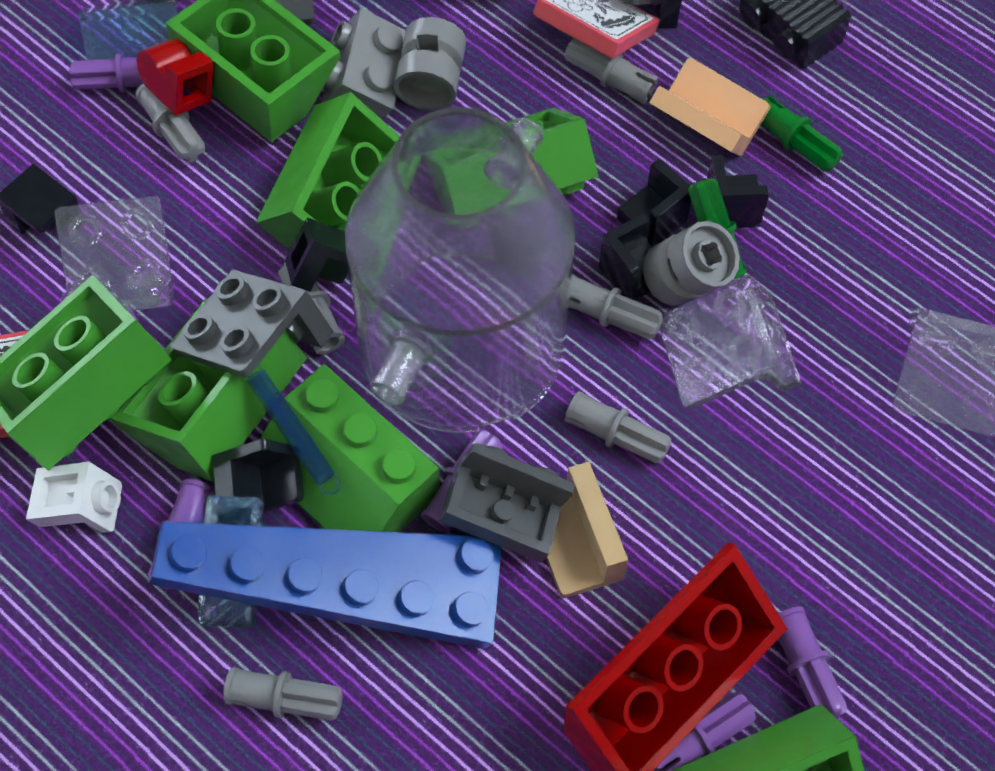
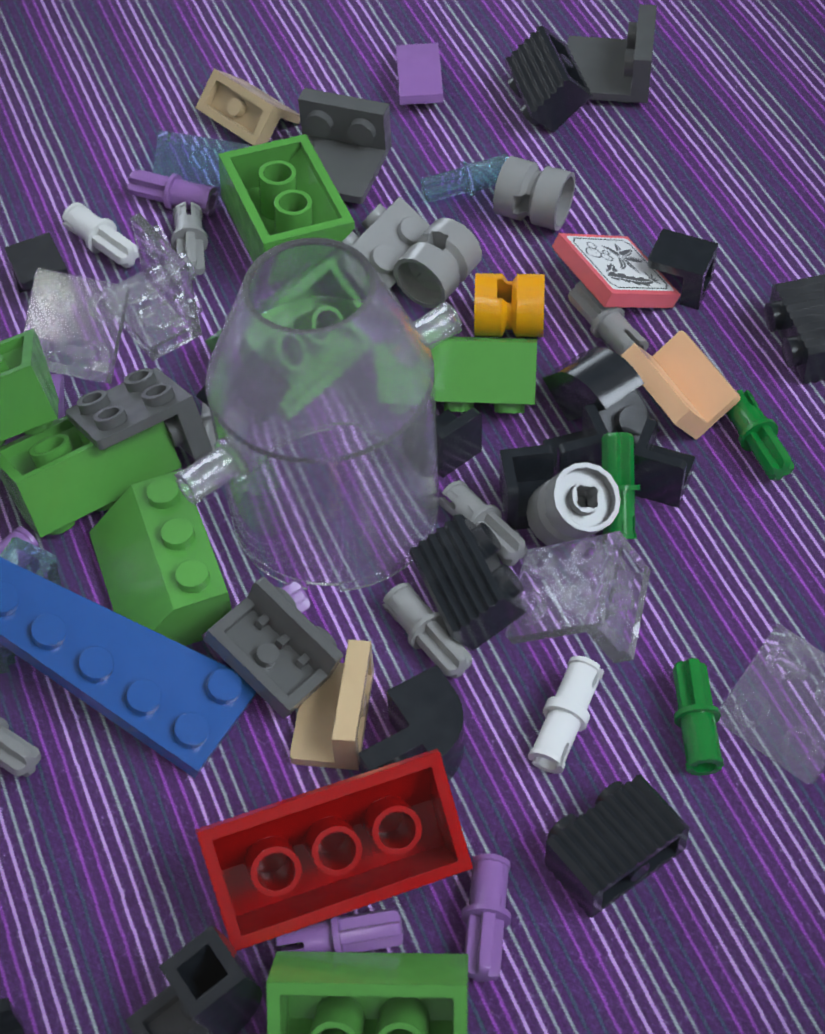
camera: 30 degrees right, 10 degrees down
(74, 144) = (99, 234): none -> white axle
(170, 68) = (210, 194): red leg -> none
(186, 180) = (161, 298): none -> clear bracket
(260, 471) = (80, 541): black panel -> none
(275, 405) = (119, 495): blue piece -> none
(521, 84) = (509, 305): none -> light orange wheel
(635, 369) = (468, 581): none -> black brick
(648, 131) = (605, 380): none -> black brick
(677, 519) = (426, 718): none -> black brick
(777, 456) = (566, 714): none -> white pin
(880, 556) = (614, 843): none -> black brick
(883, 414) = (697, 718): none -> green axle

